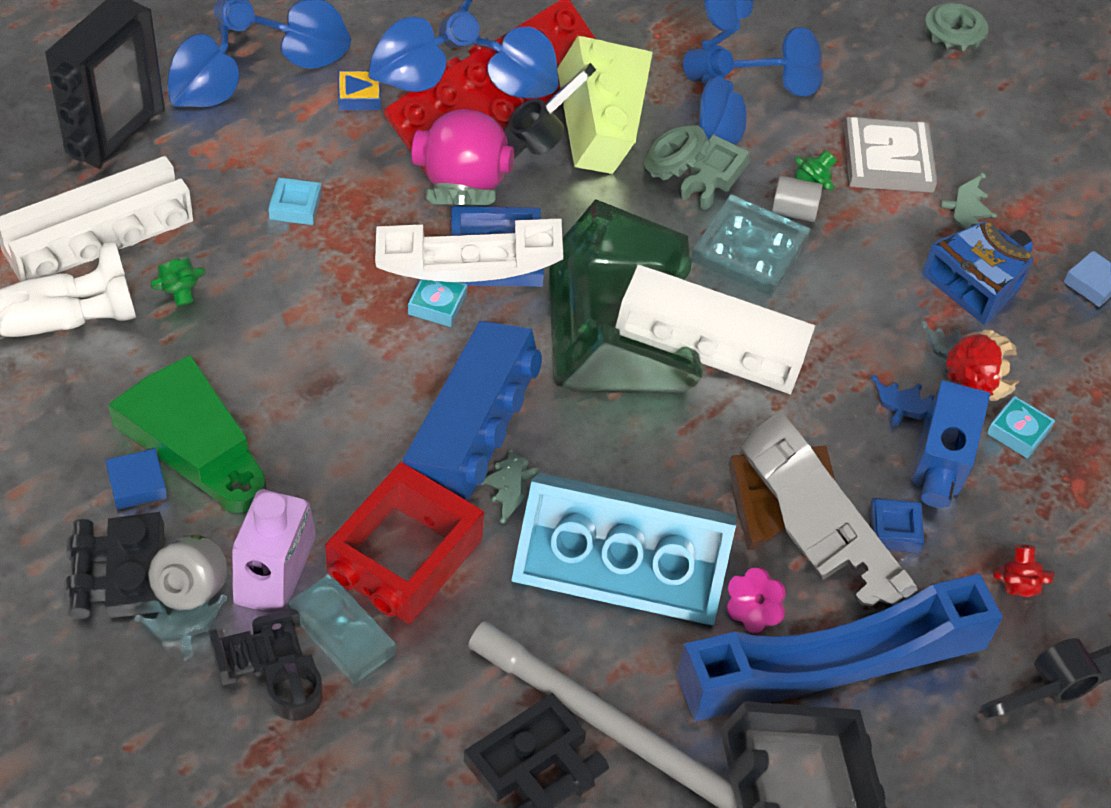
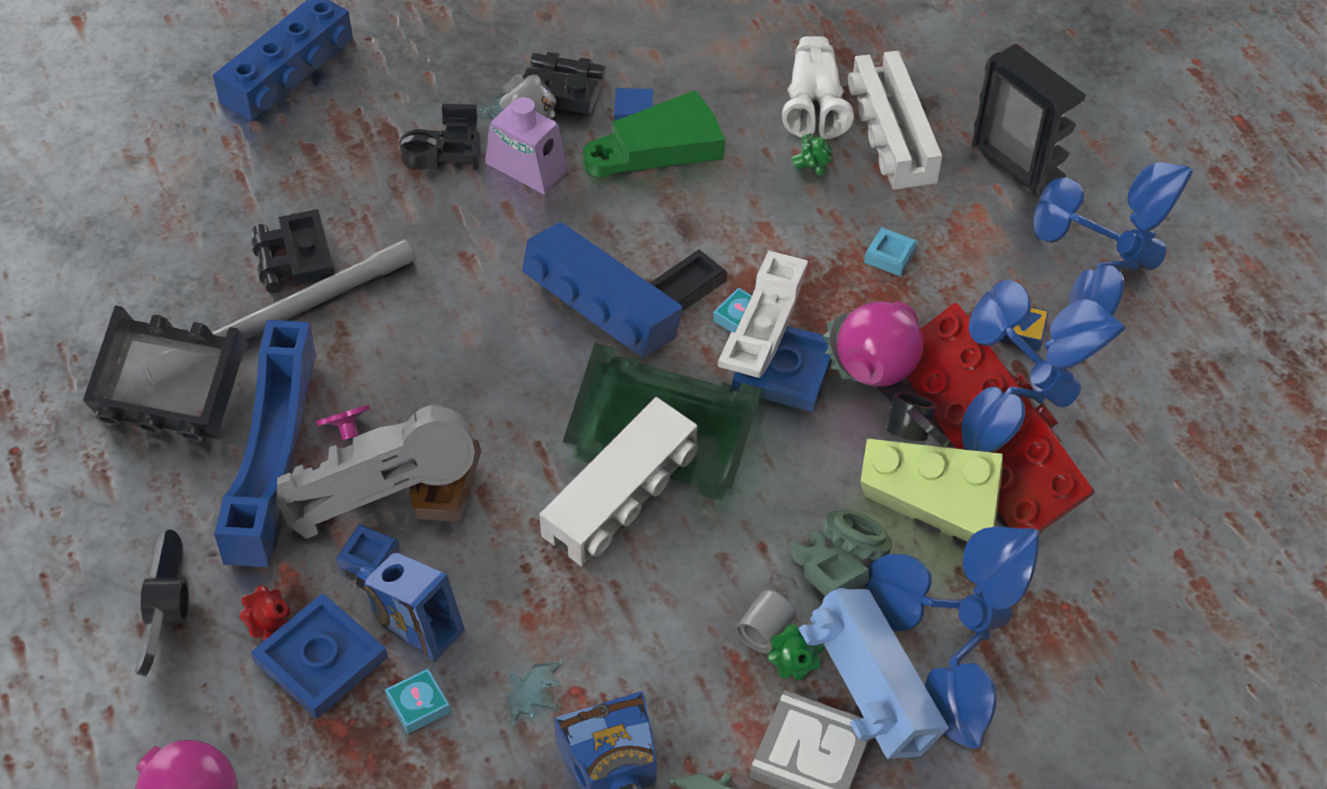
camera: 115 degrees right, 0 degrees up
(342, 629) = (455, 184): clear light blue plate -> none
(410, 357) = (691, 279): none -> black tile
(430, 505) = (503, 257): red window -> none
(510, 482) = (537, 306): sand green piece -> none
(624, 548) = (437, 349): medium azure slope -> none
(750, 245) = (719, 560): clear light blue plate -> none
(809, 114) = (876, 673): none -> light blue brick
(904, 402) = (491, 619): blue piece -> none
(980, 363) = (483, 675): red piece -> none
(1033, 510) = (319, 655): none -> blue plate

